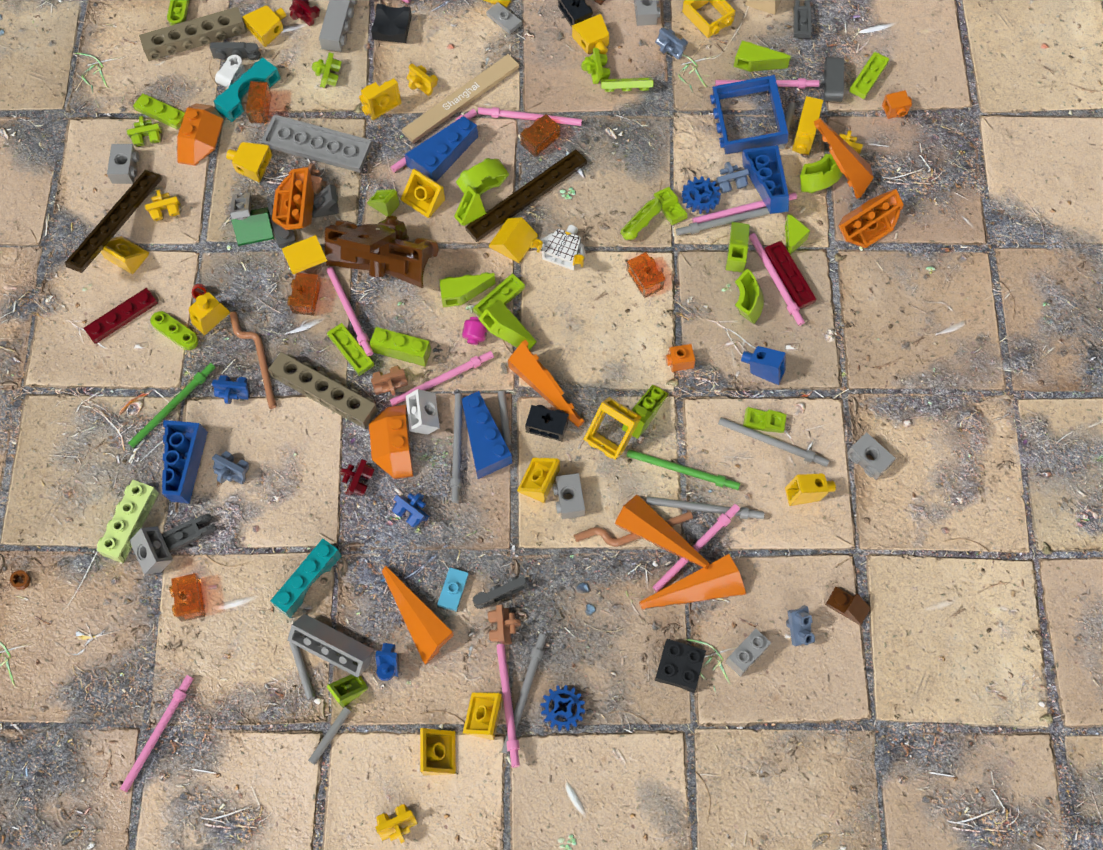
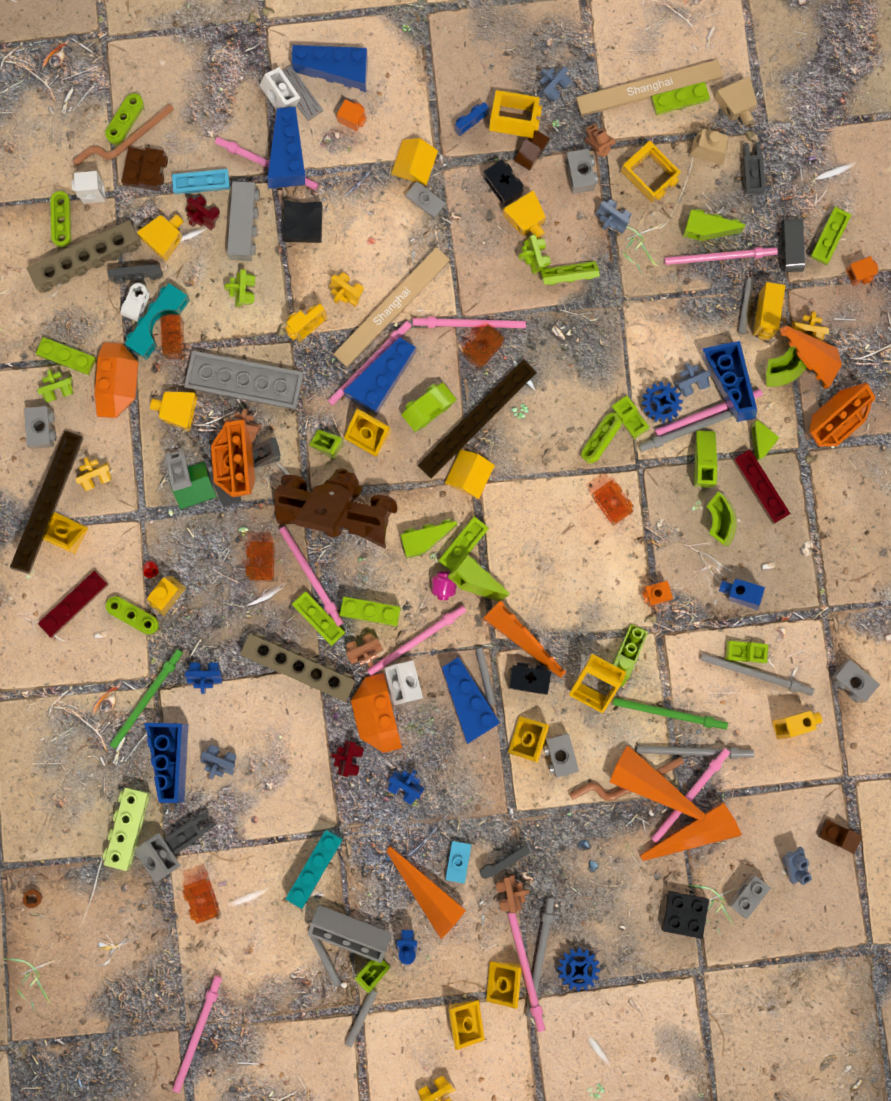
camera: 10 degrees left, 15 degrees up
(261, 357) = (227, 634): nougat piece -> none
(304, 254) = (255, 521): yellow slope -> none
(456, 482) = (446, 751): light grey bar -> none
(469, 207) = (419, 445): lime slope -> none
(562, 248) = (524, 481): white torso -> none
(744, 88) = (727, 263): blue window -> none
(792, 306) = (766, 523): bright pink bar -> none

